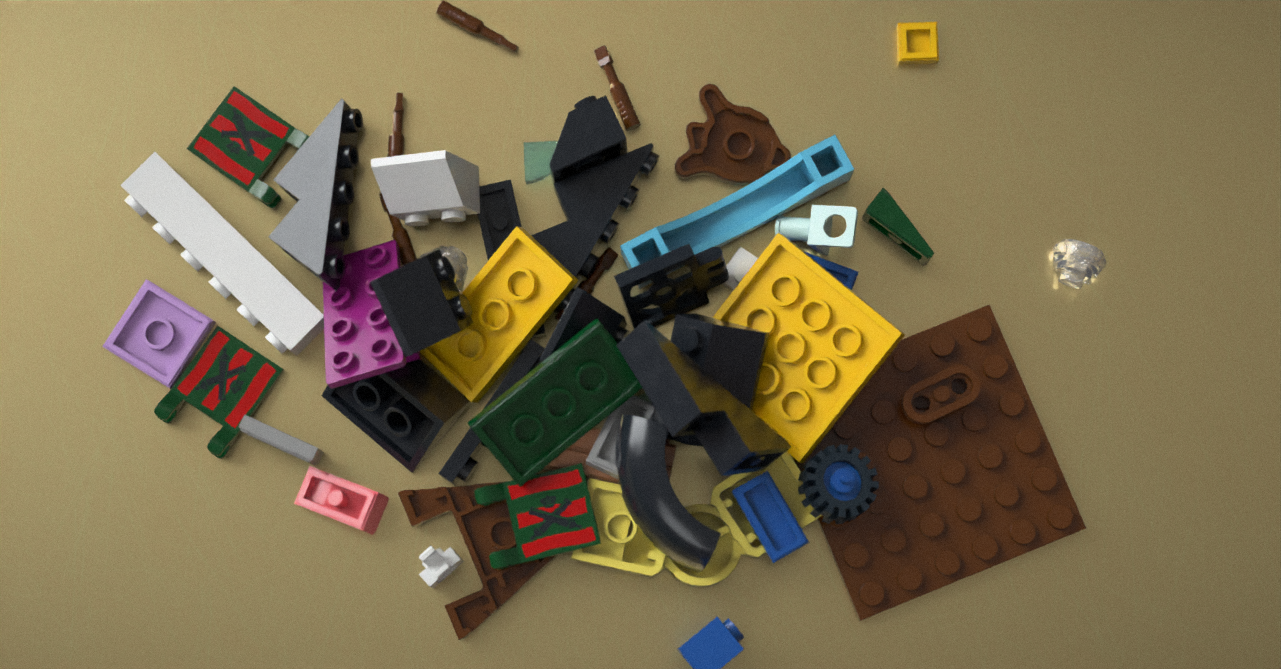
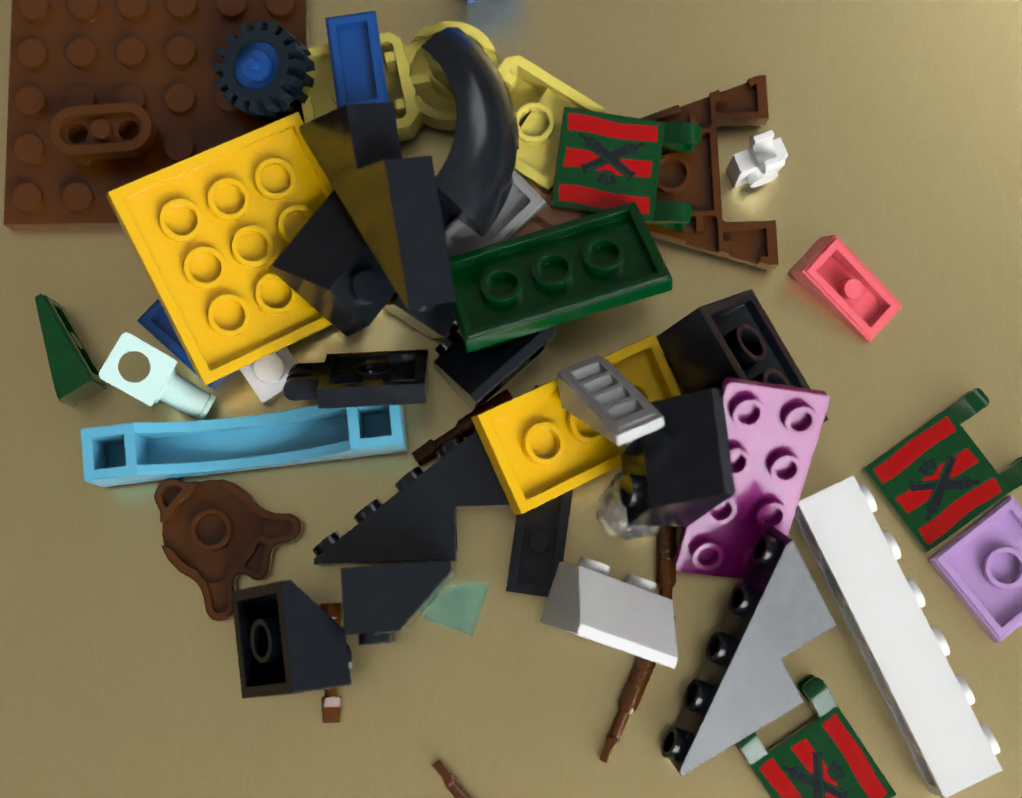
camera: 160 degrees left, 0 degrees up
(280, 440) = (897, 379): light grey tile -> none
(462, 461) = (612, 326): black plate -> none
(503, 334) = (600, 395): none -> light grey slope
(646, 78) = (287, 642): none -> black slope

